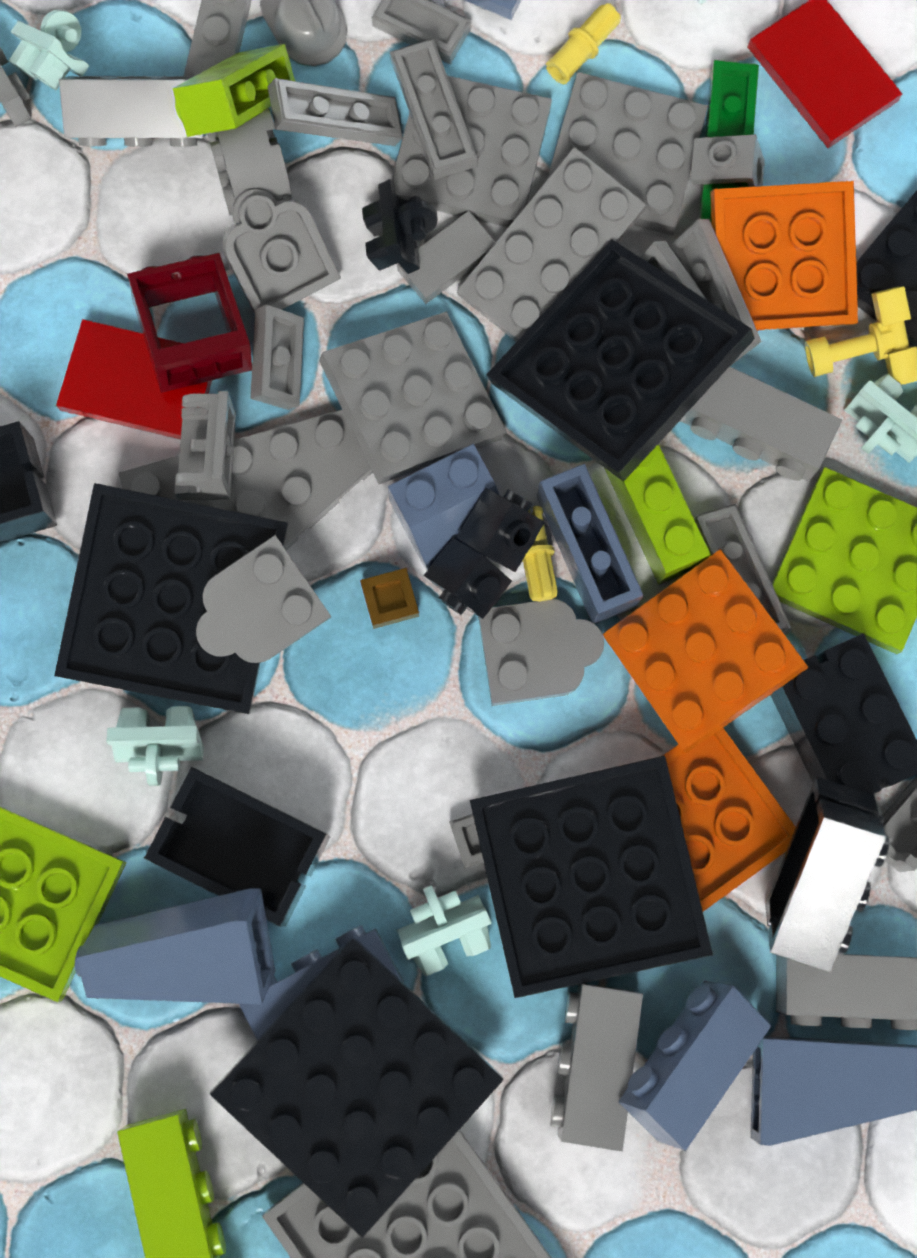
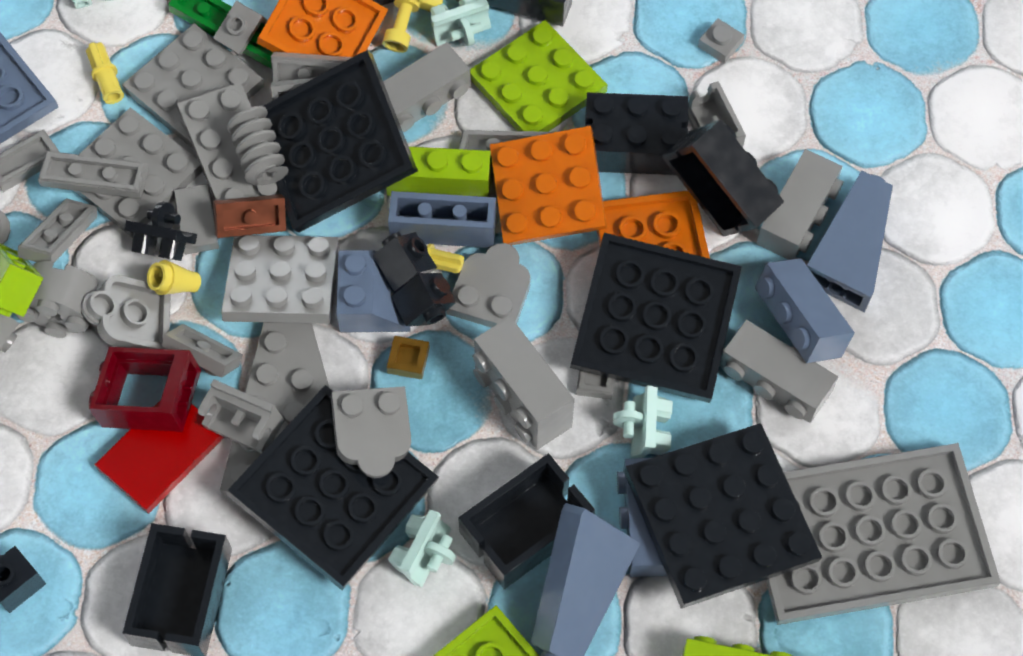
camera: 60 degrees left, 15 degrees down
(343, 271) = (170, 278): none -> light yellow cone
(410, 752) = (522, 383): none -> light grey brick
(473, 314) = (249, 216): none -> copper plate
(558, 269) = (256, 146): none -> light grey piece

